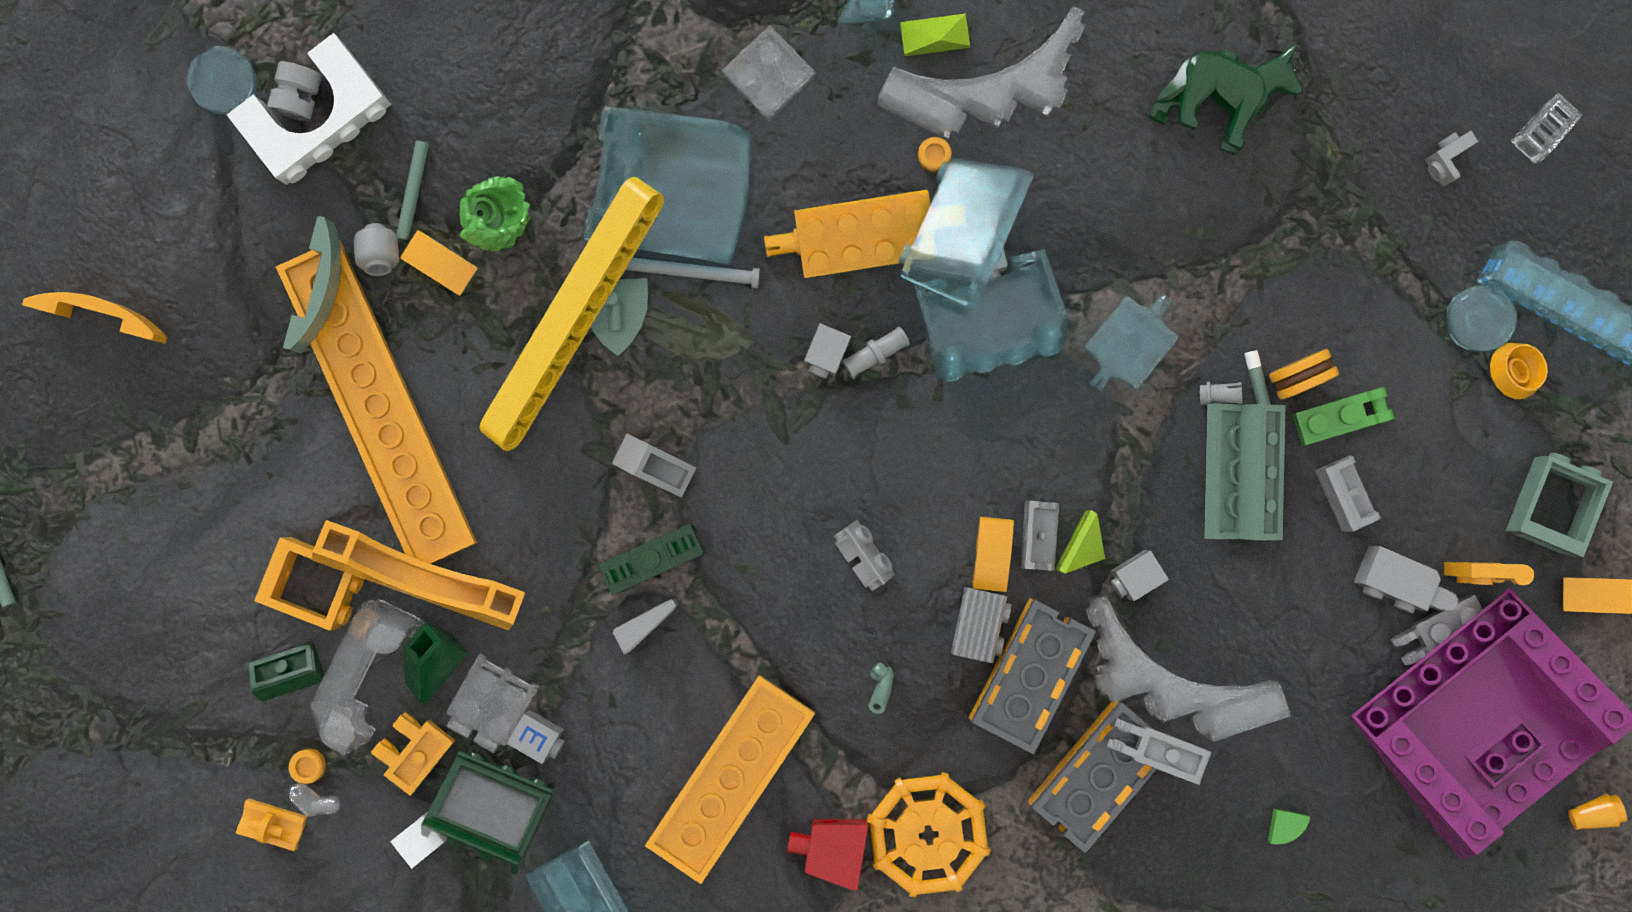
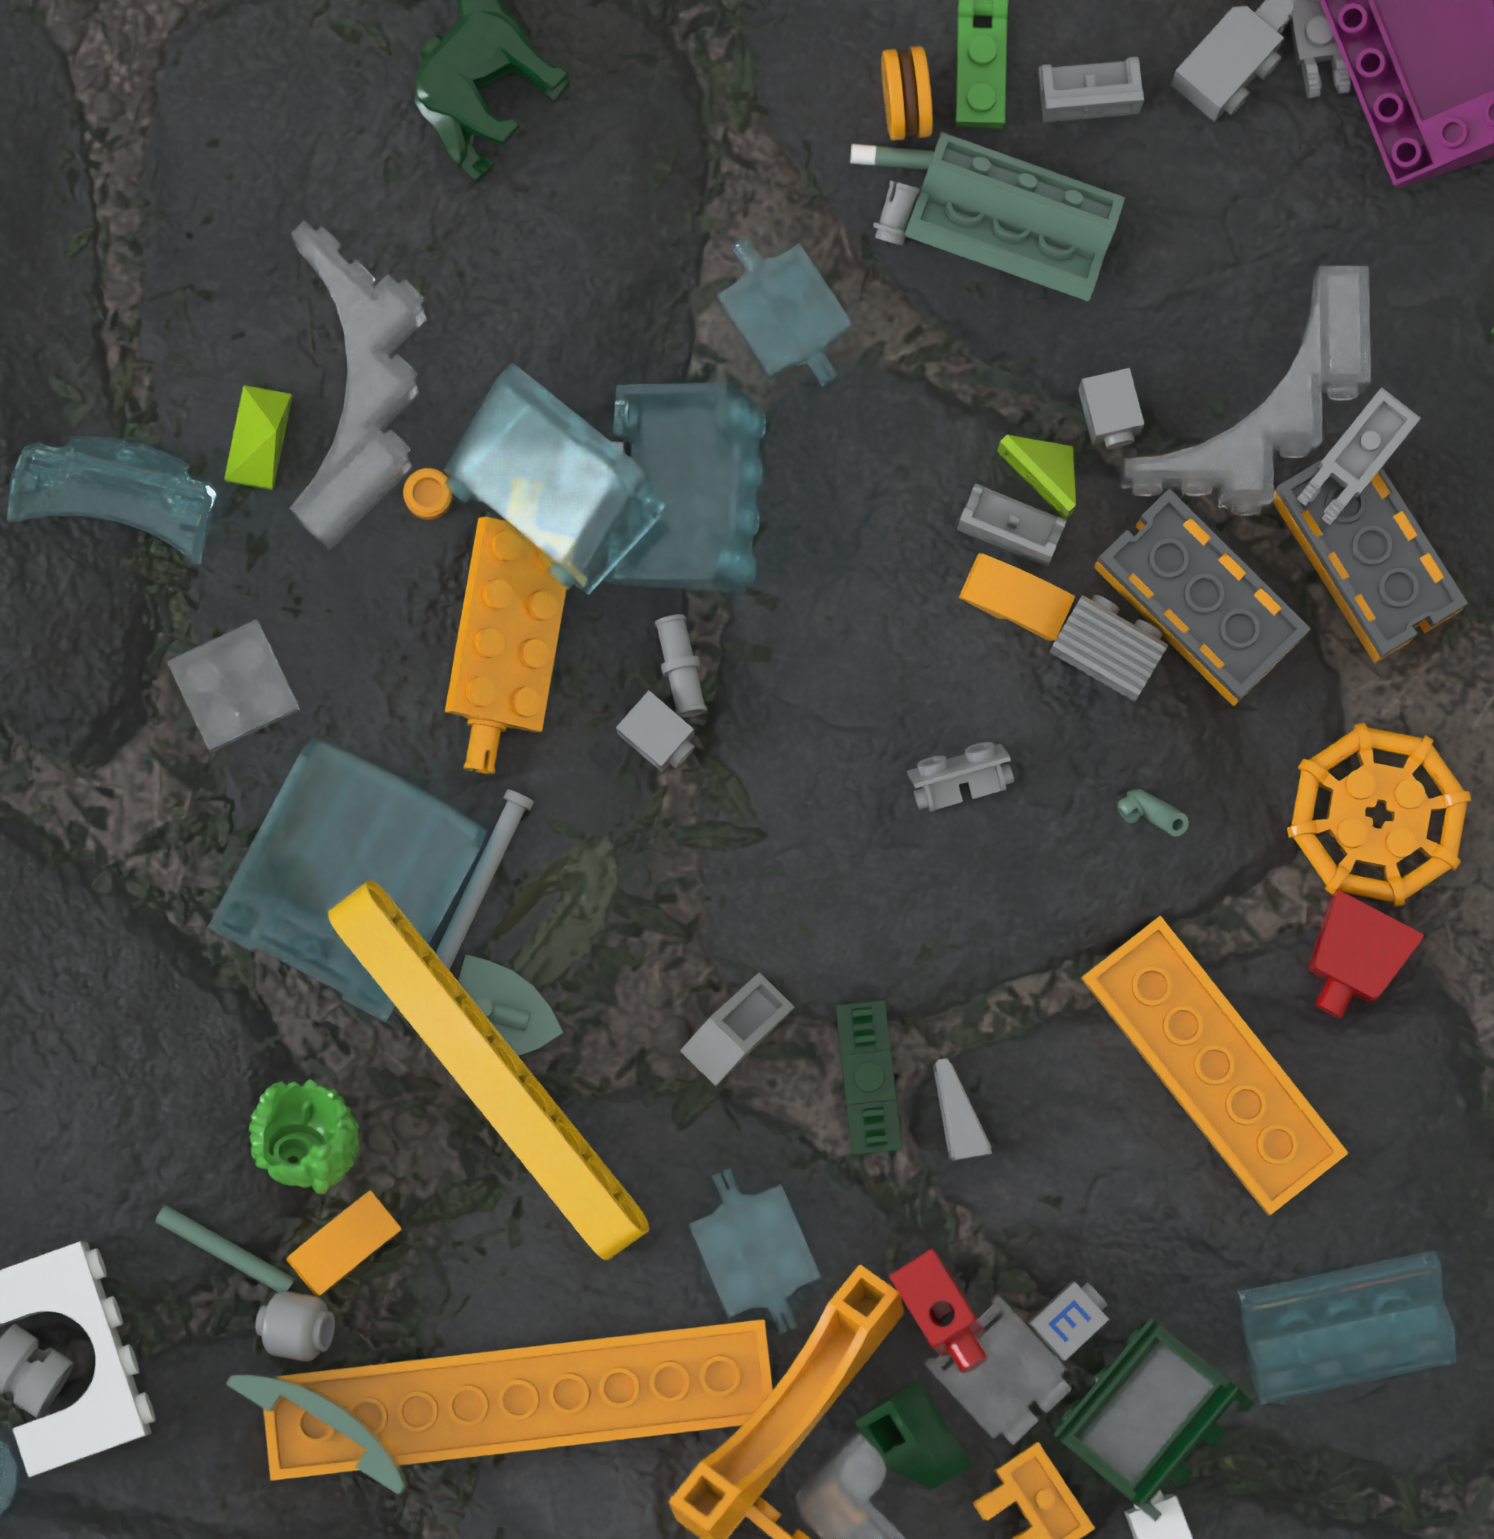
camera: 75 degrees left, 5 degrees down
(517, 522) = (755, 1251): none -> clear light blue plate
(521, 643) = (931, 1296): none -> red torso

